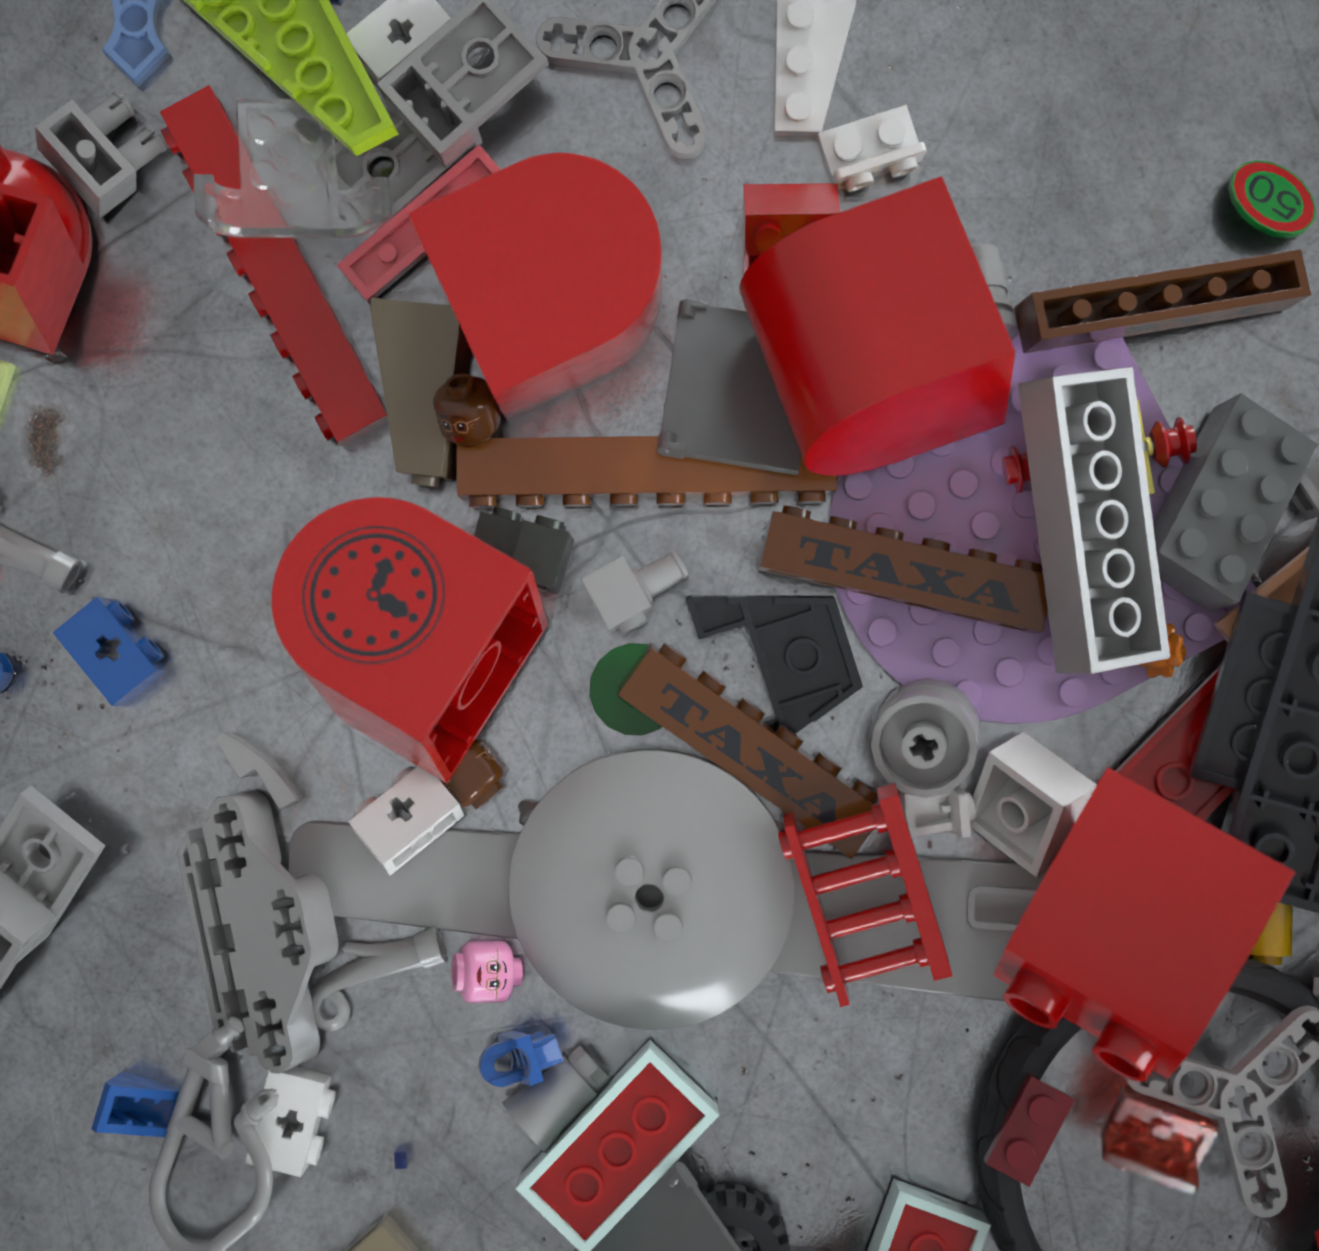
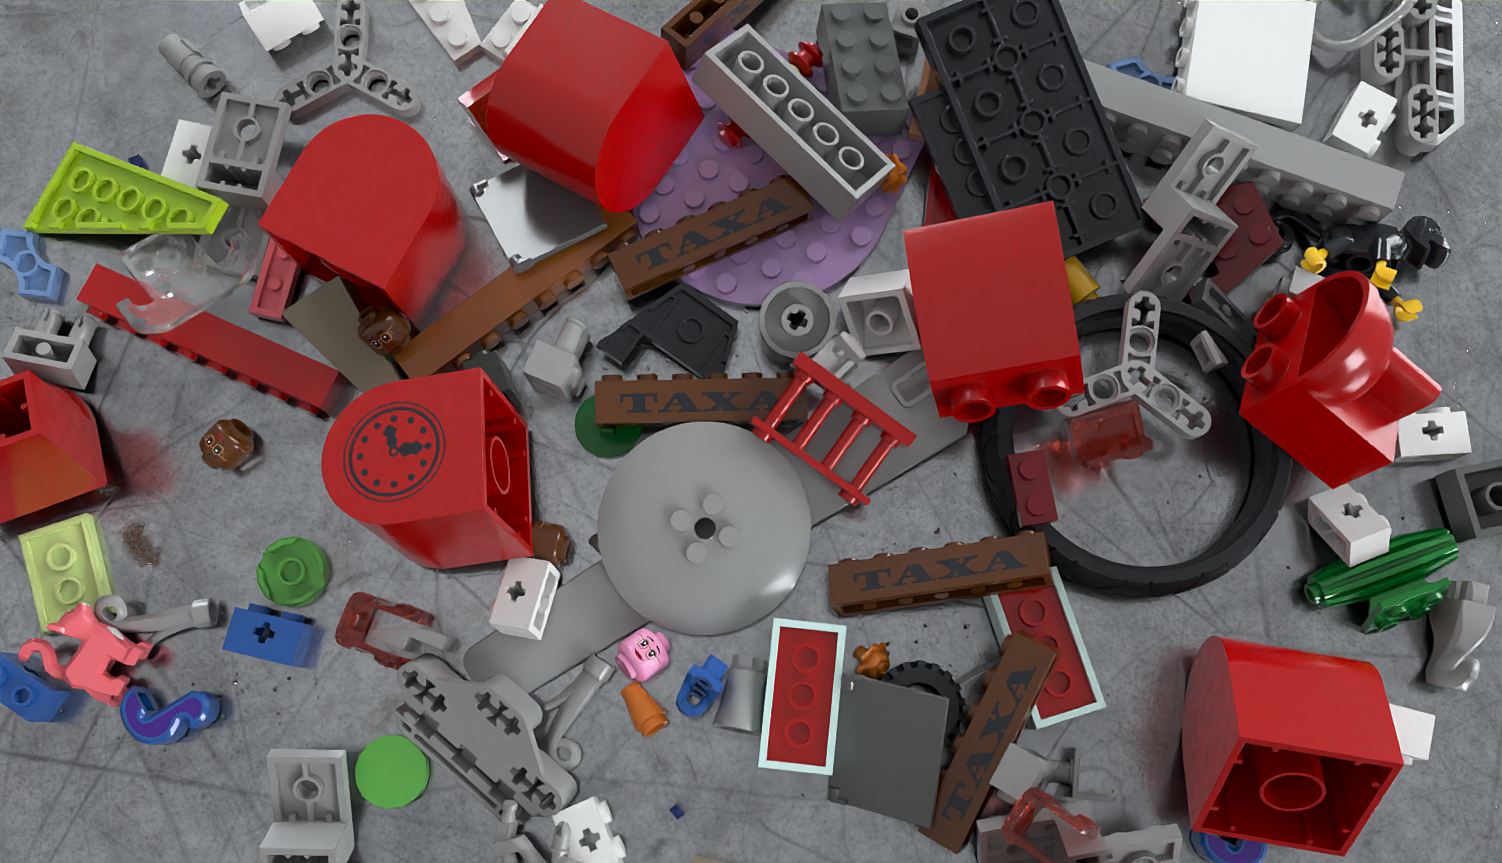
camera: 40 degrees left, 10 degrees down
(139, 890) = (392, 772): none -> bright green tile
(184, 595) = (293, 572): none -> bright green tile
(210, 401) = (226, 444): none -> reddish brown head
(210, 708) = (365, 607): none -> clear red piece
(444, 1029) = (643, 710): none -> orange cone
(720, 1164) = (872, 661): none -> orange plant
(862, 1140) = (940, 574): none -> reddish brown brick

